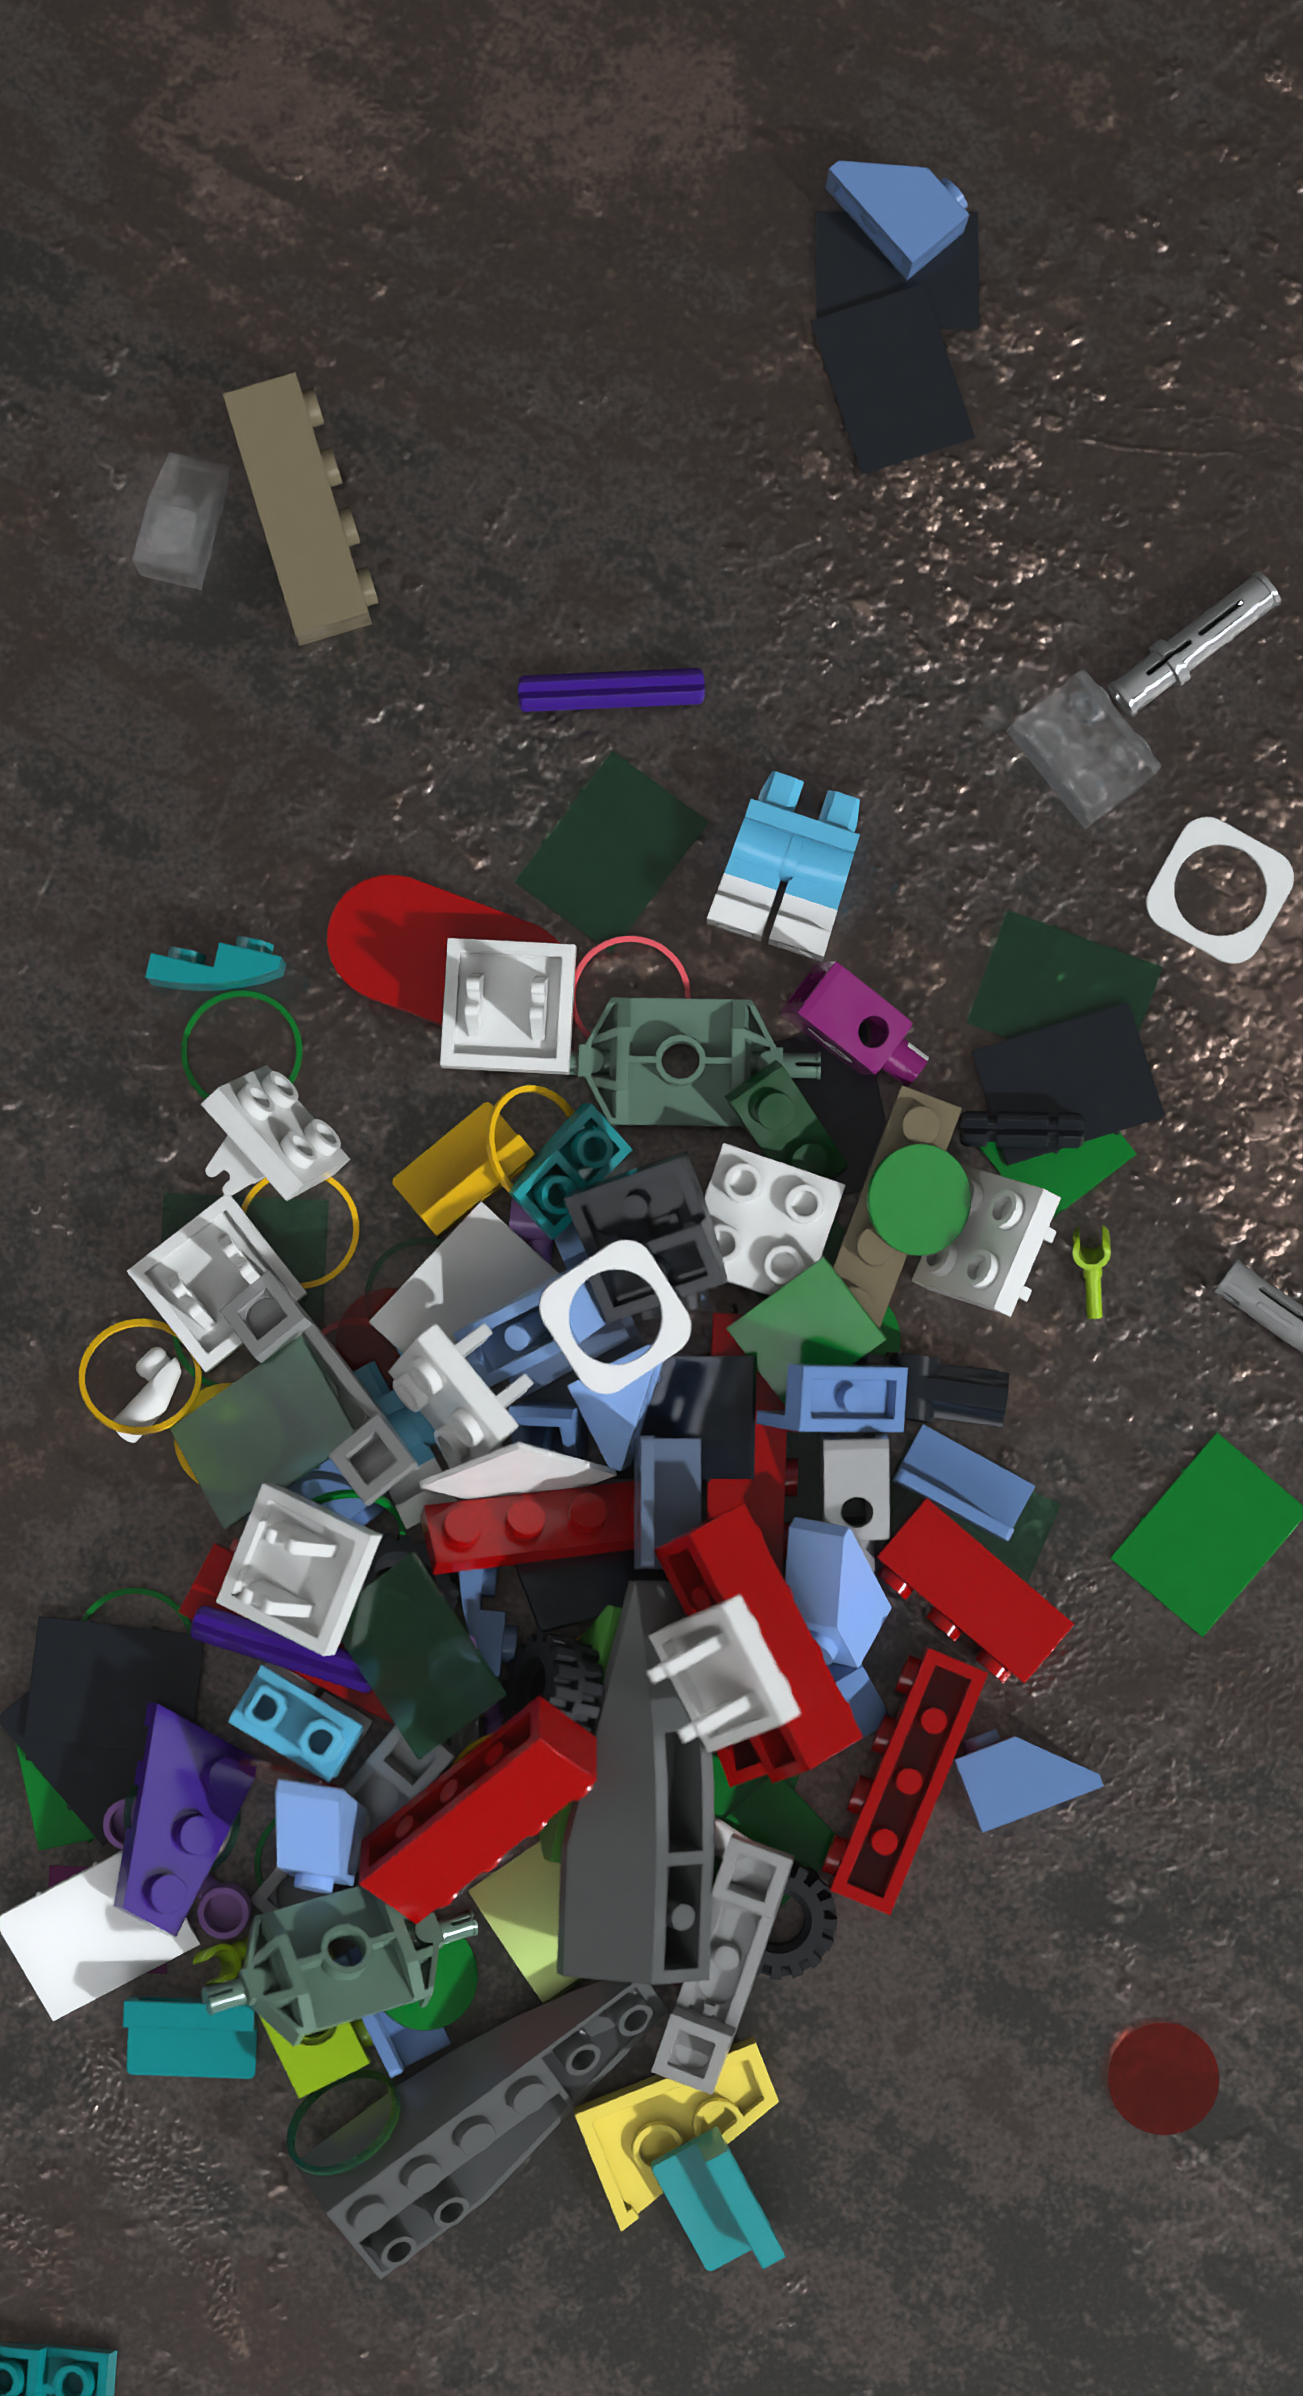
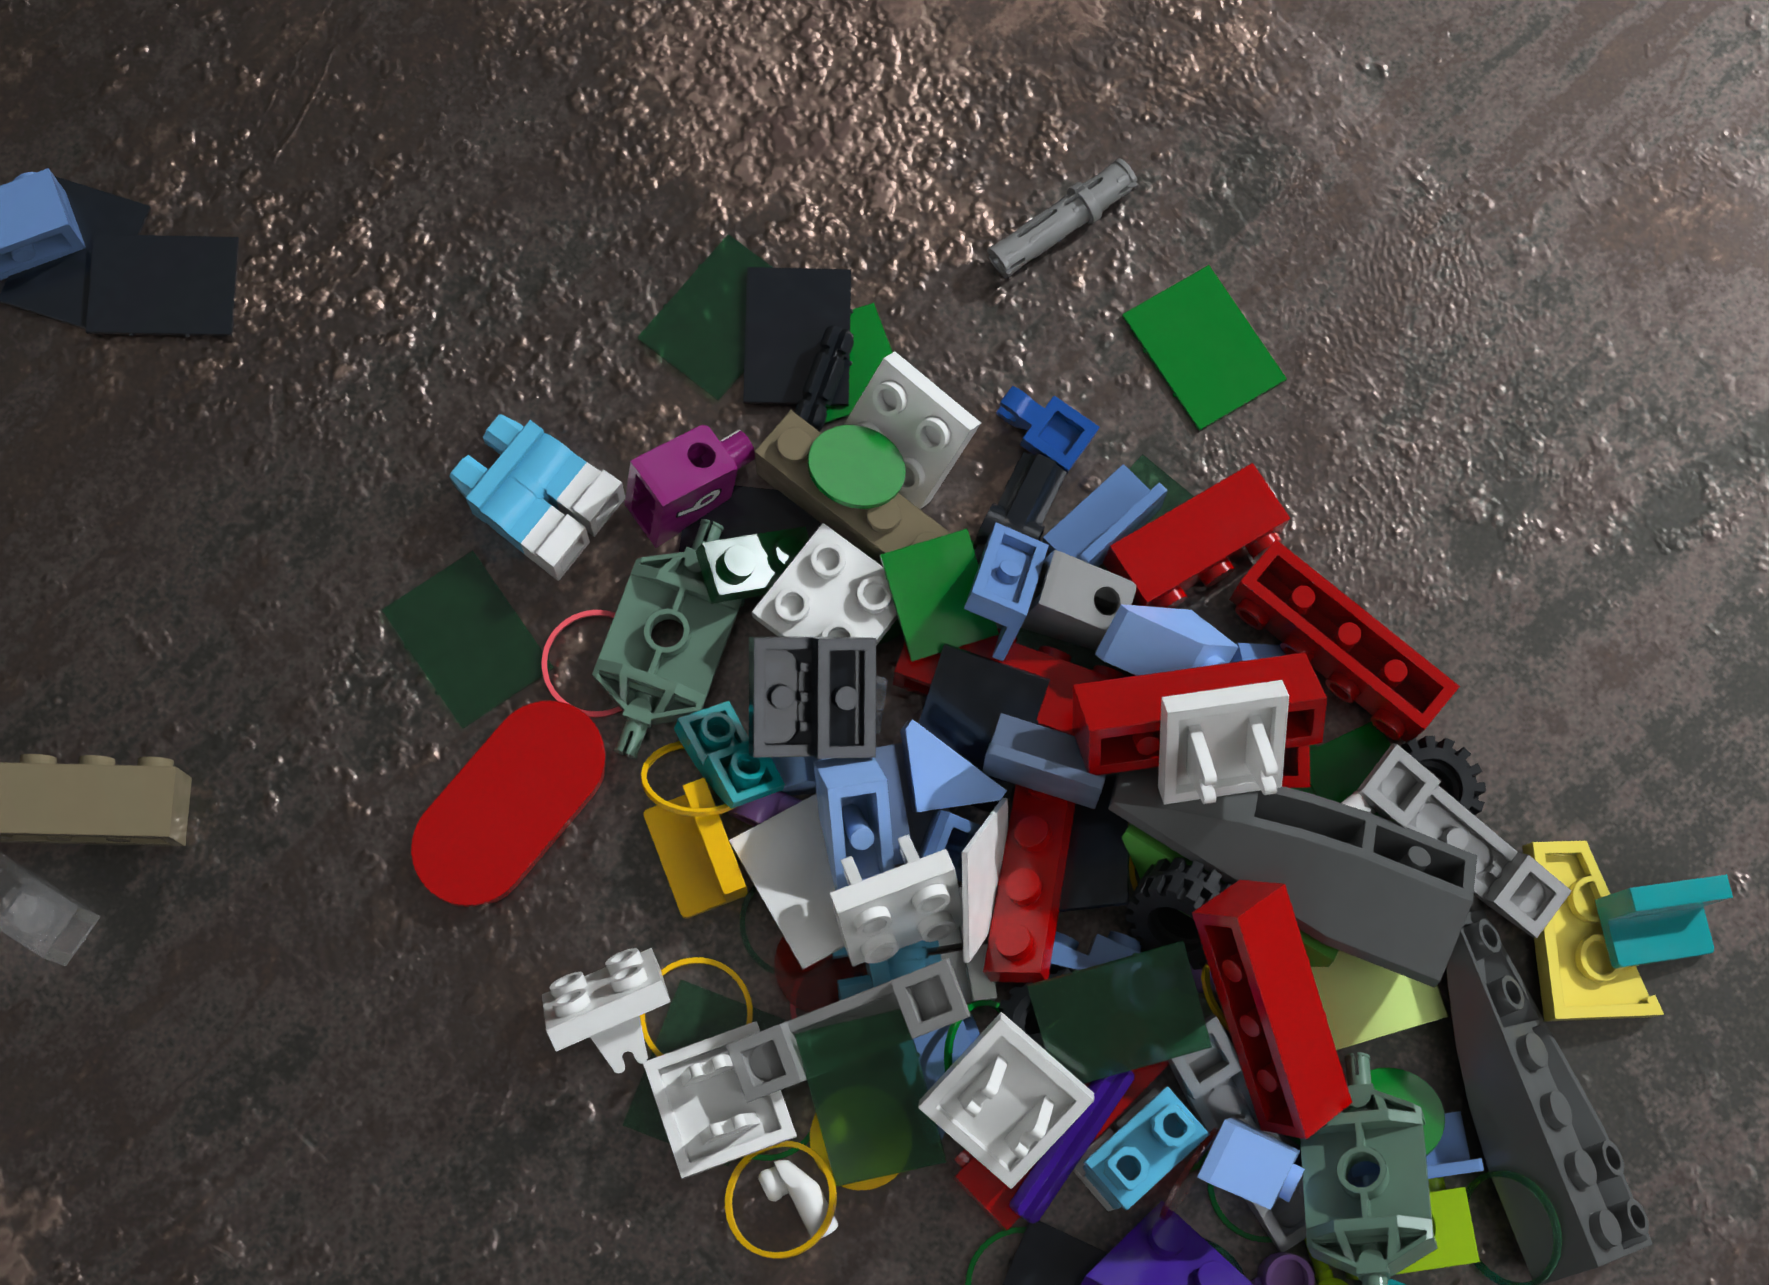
camera: 75 degrees left, 10 degrees down
(234, 967) = (445, 986): teal slope -> none
(240, 993) = (467, 1014): green piece -> none
(508, 1006) = (567, 760): white plate -> none
(556, 1303) = (856, 790): white piece -> none
(611, 689) = (328, 592): dark purple axle -> none
(1015, 1778) = (1368, 554): medium blue slope -> none
(1045, 1400) = (1051, 431): none -> blue plate
(1084, 749) = (526, 226): clear bracket -> none
(1092, 1262) = (952, 361): lime hand -> none
(1163, 2078) = (1642, 526): clear red piece -> none
(1173, 660) = (481, 140): light grey pin -> none
(1277, 877) = (681, 218): white piece -> none

